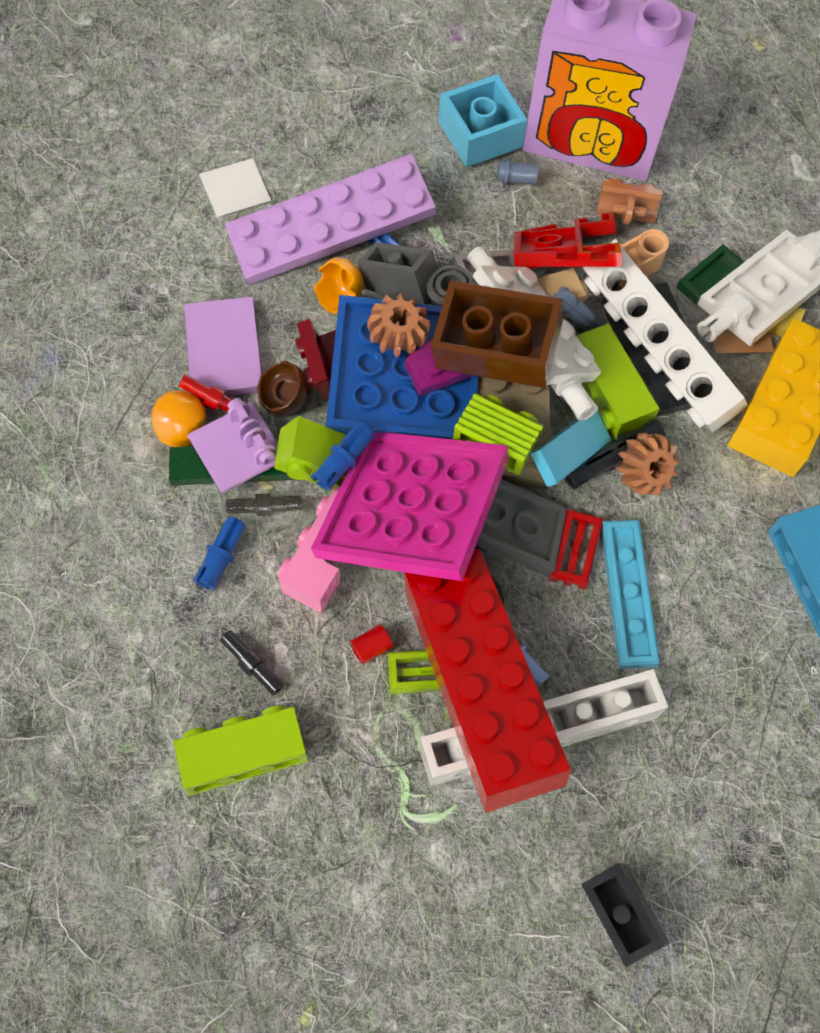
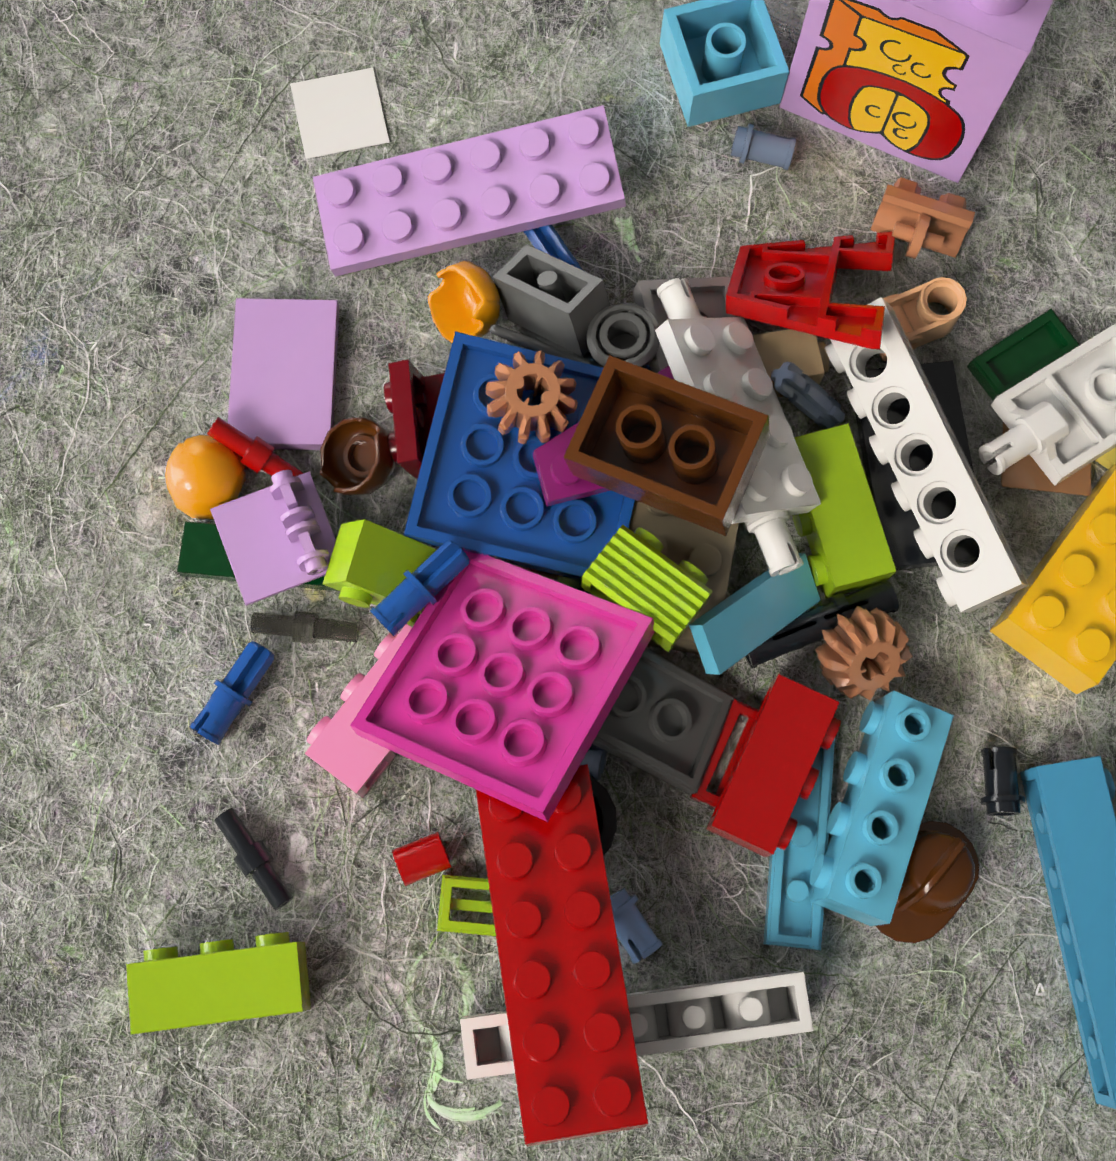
camera: 10 degrees right, 10 degrees up
(604, 544) = (775, 767): none -> red brick
(681, 563) = (880, 809): none -> medium azure brick
(718, 611) = (935, 883): none -> reddish brown piece
(757, 536) = (1001, 782): none -> black pin

